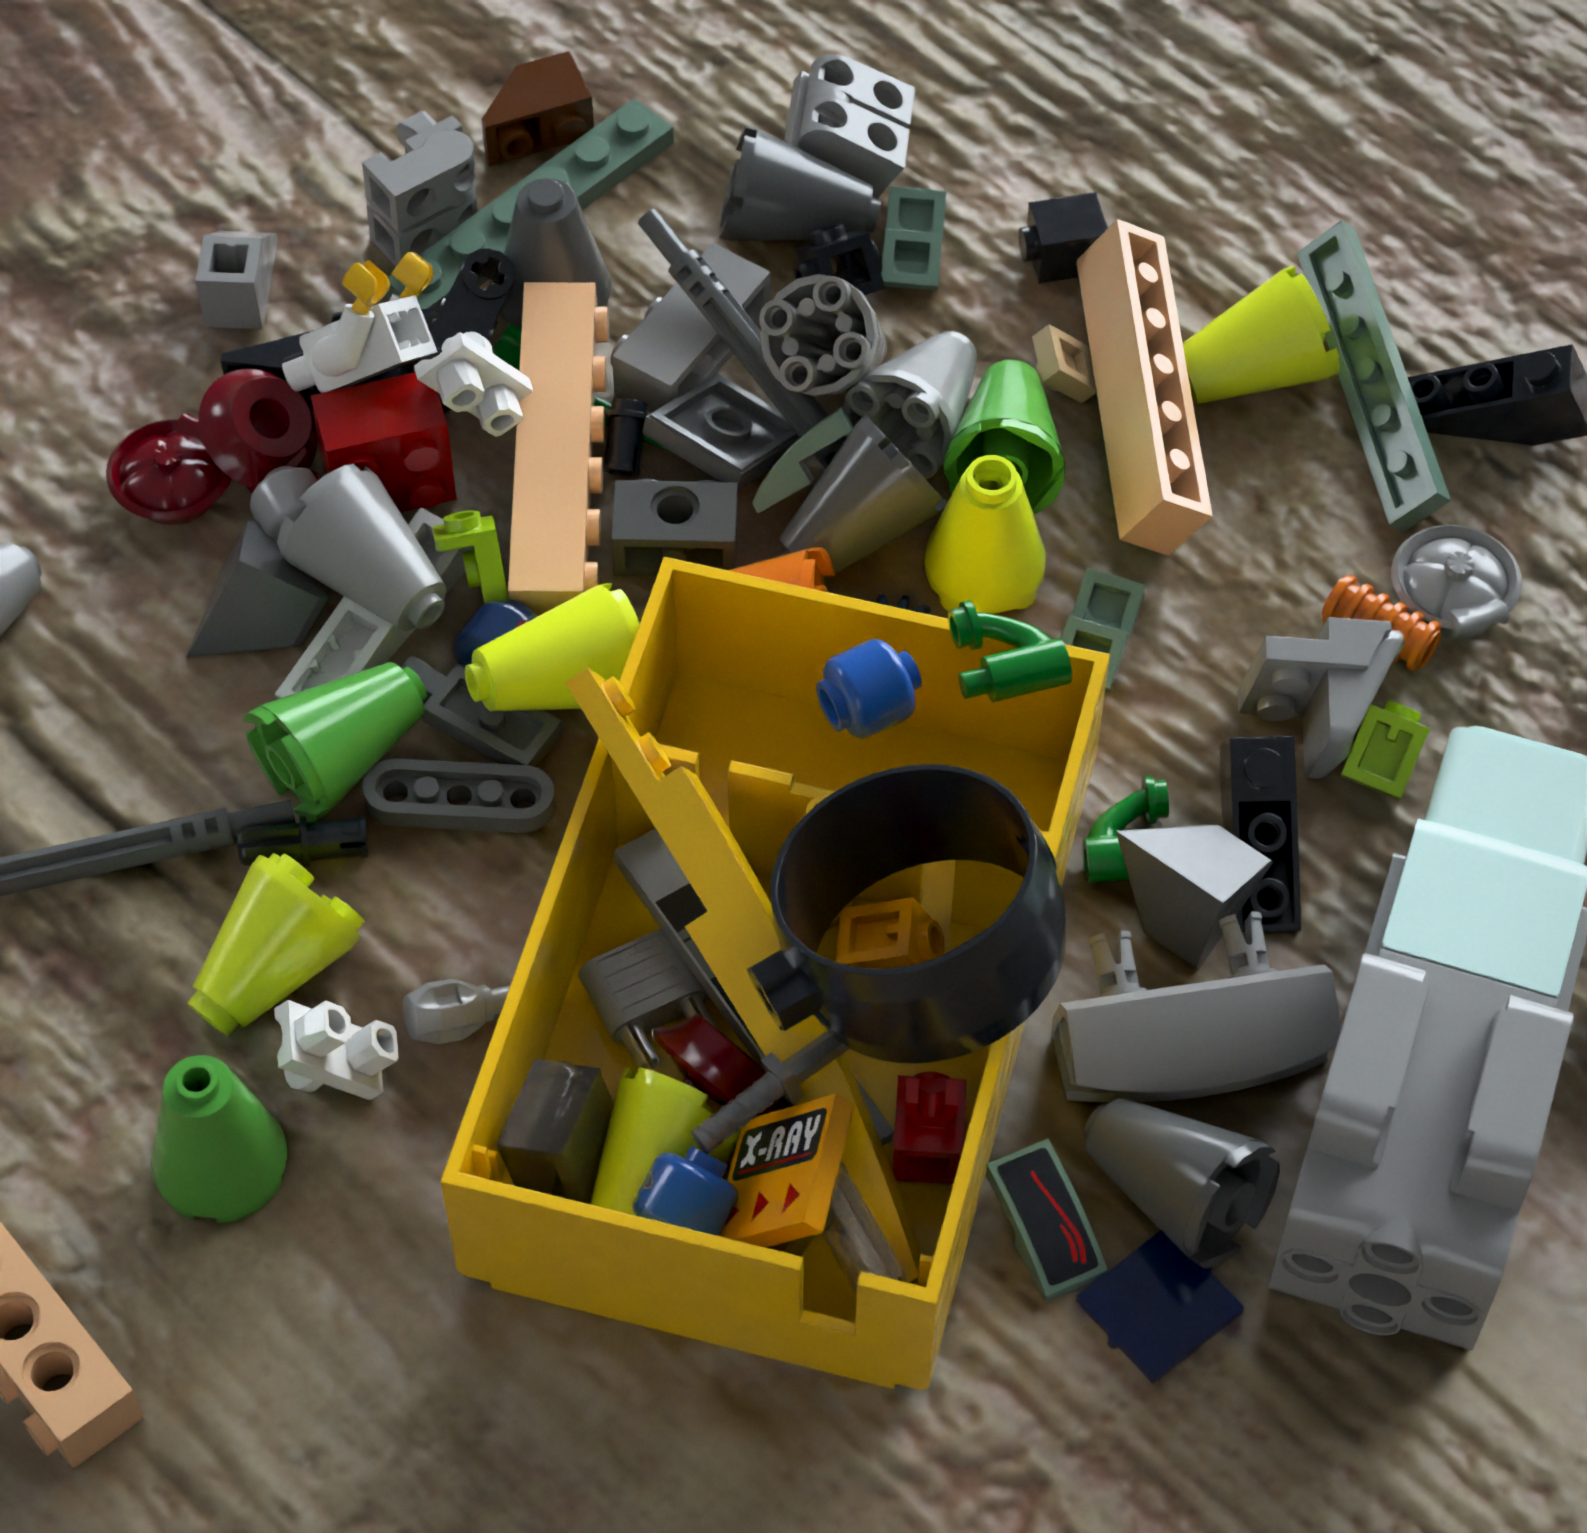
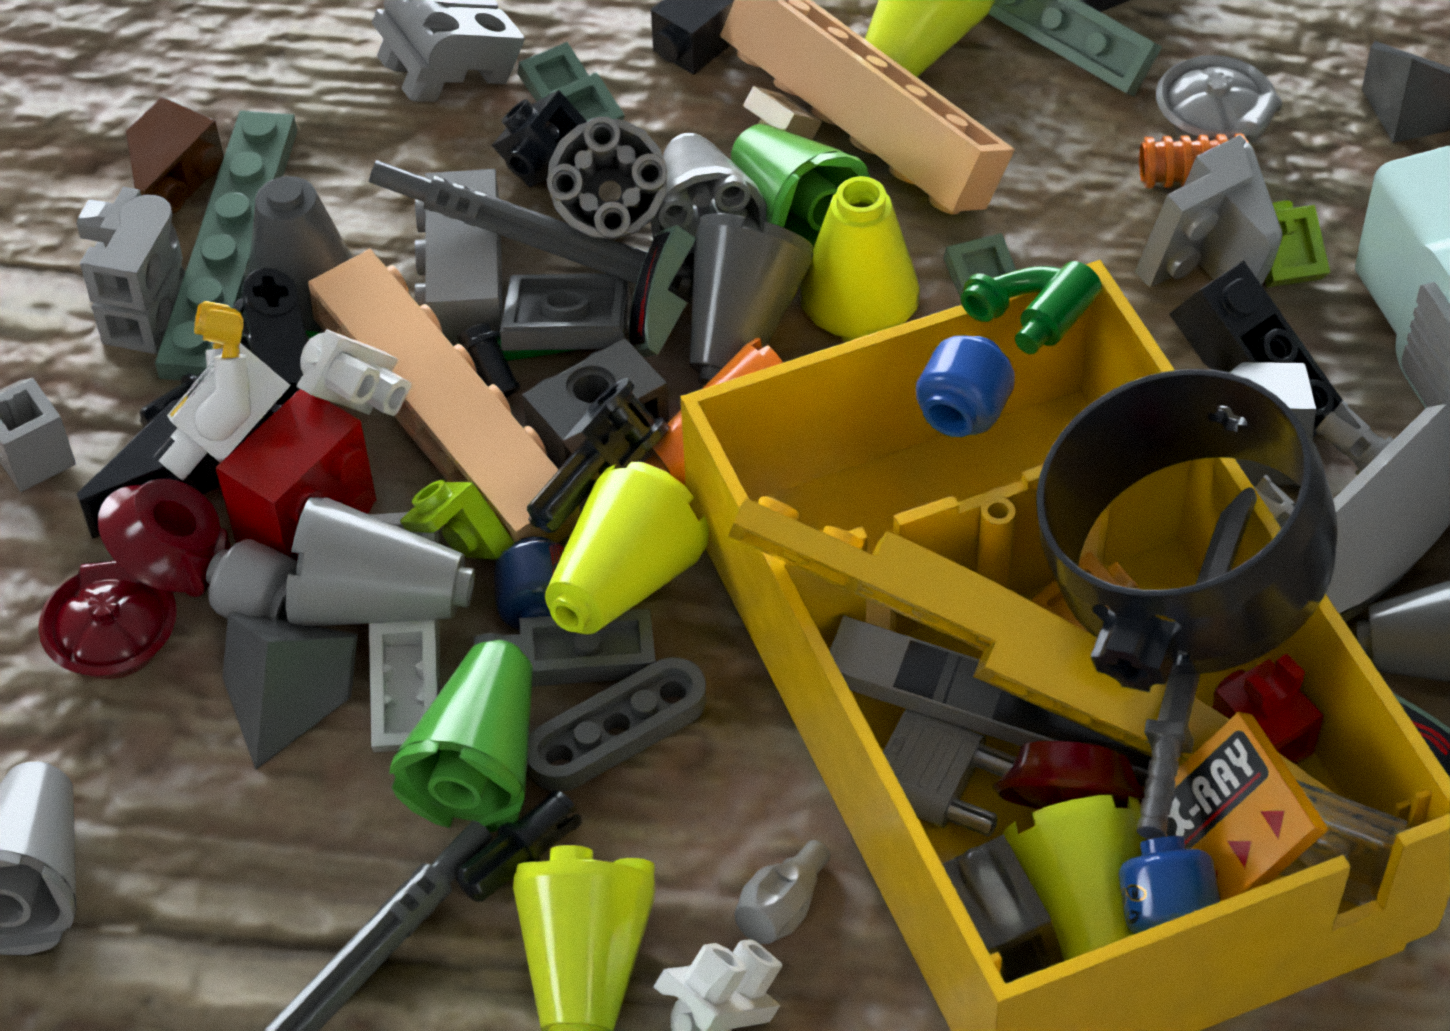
camera: 35 degrees left, 5 degrees down
(626, 560) = (610, 433): none -> black connector
(788, 193) = (443, 108): dark grey cone -> none

